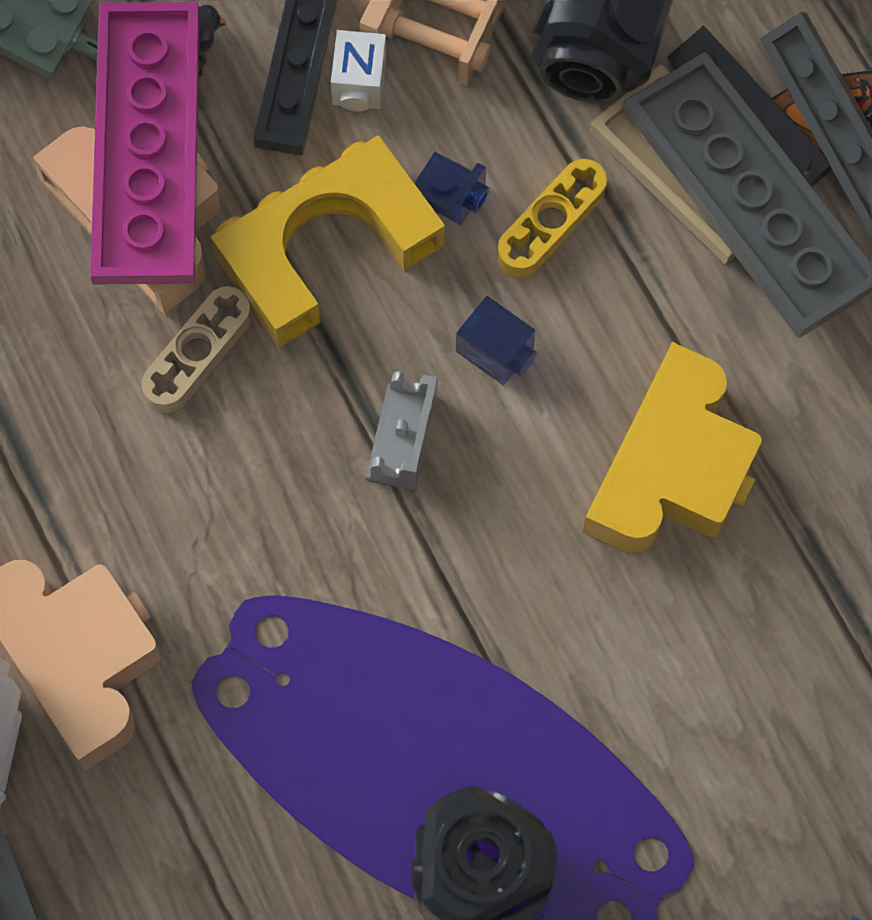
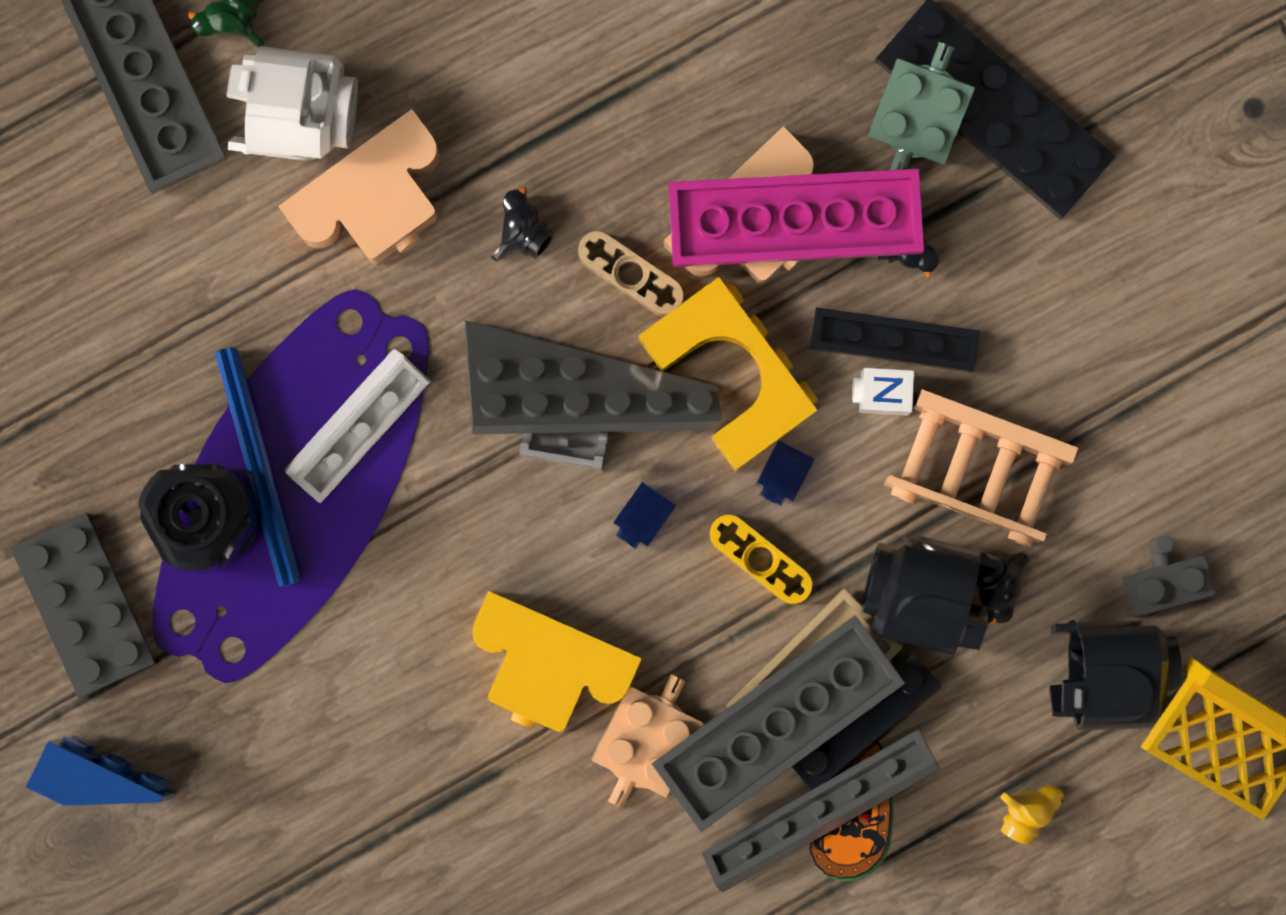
camera: 85 degrees right, 15 degrees up
(129, 469) = (522, 227): none -> black animal
(336, 436) = (551, 388): none -> dark grey wing
(367, 684) = (357, 425): none -> white slope
(404, 809) = (257, 466): none -> blue axle
(765, 355) = (640, 734): none -> light nougat plate

